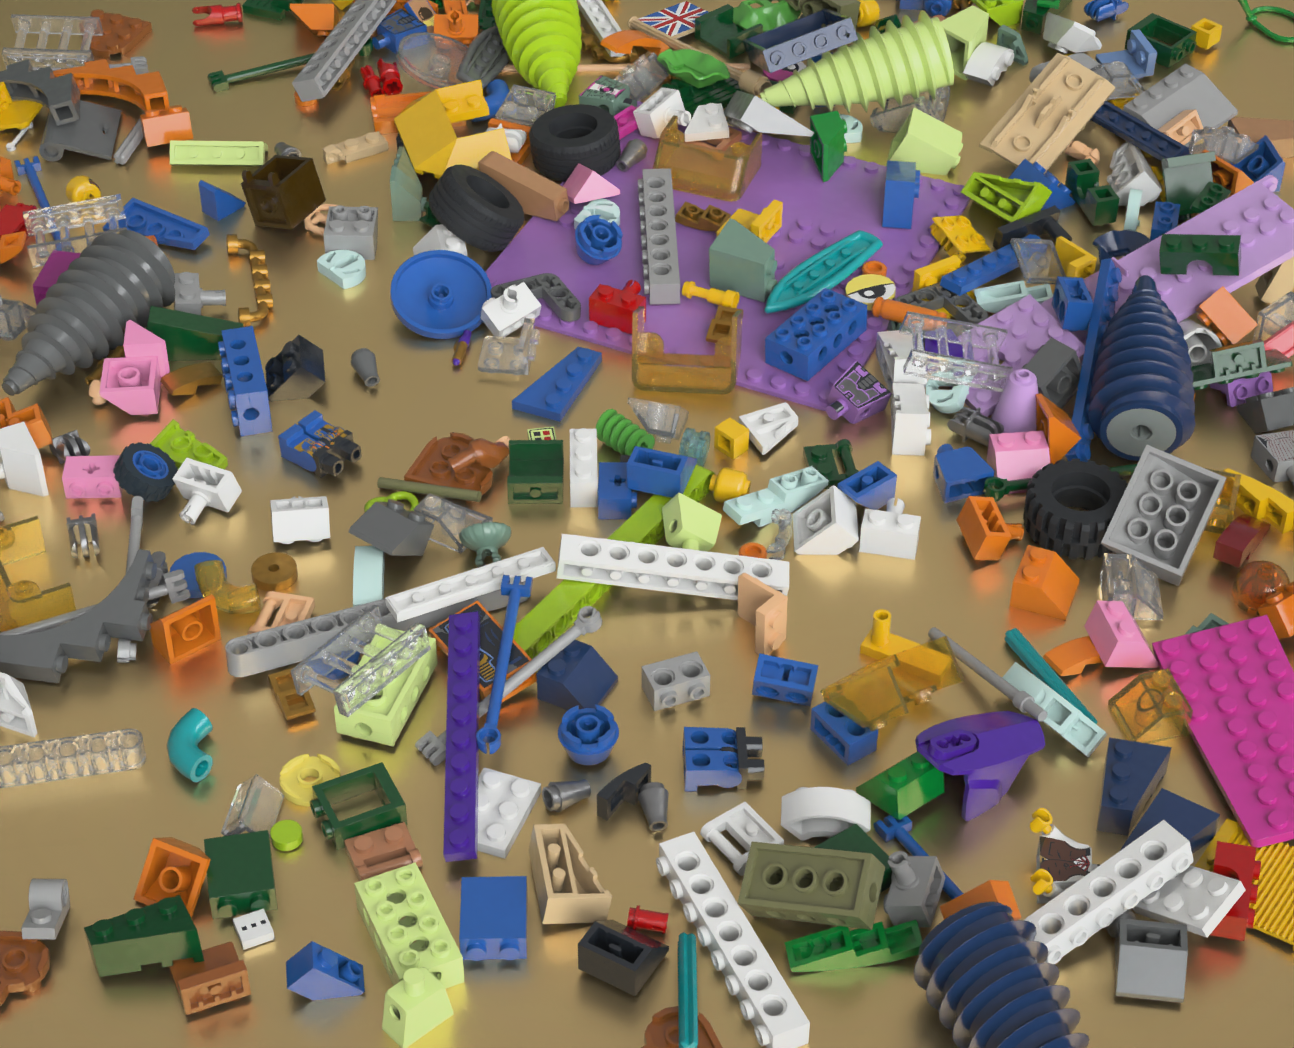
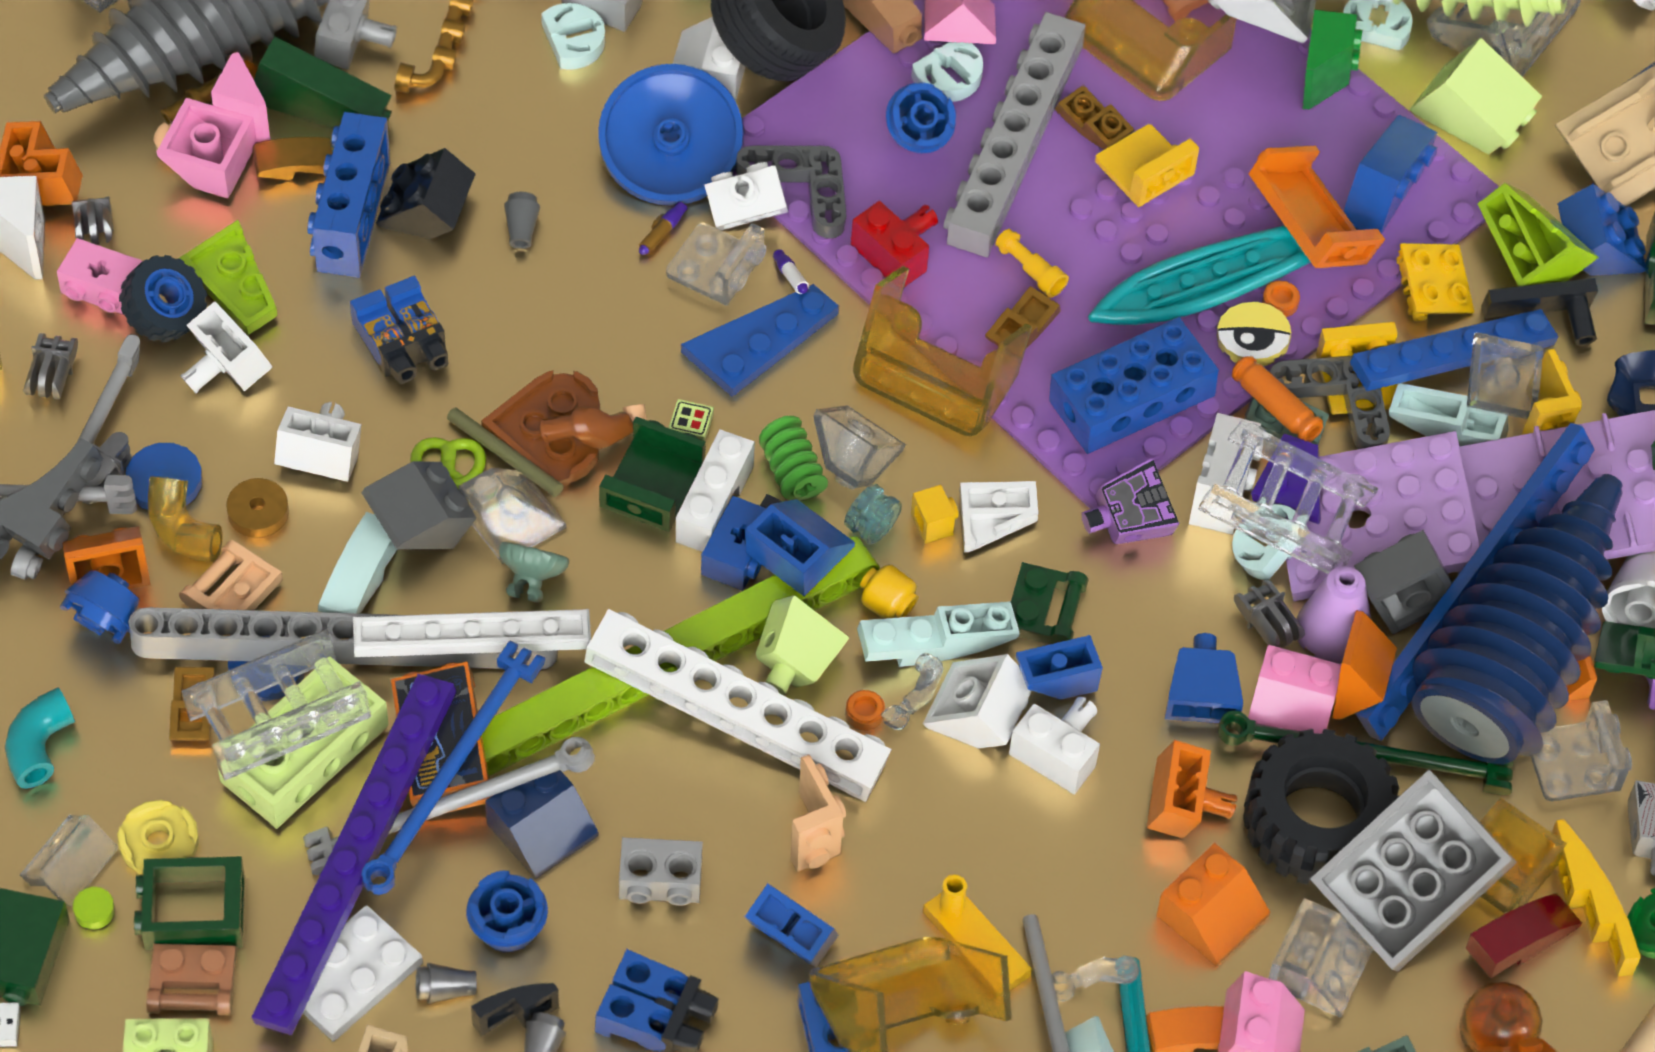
camera: 20 degrees right, 15 degrees up
(198, 651) = (102, 603): none -> blue cone
(560, 345) = (790, 271): none -> piece
(742, 263) = (1090, 229): sand green slope -> none
(836, 206) = (1310, 210): none -> orange panel
(909, 419) = (1186, 569): white wedge -> none
(1001, 639) = (1105, 969): none -> clear arm
(1072, 303) = (1495, 476): blue brick -> none
(1216, 437) = (1583, 757): none -> clear bracket

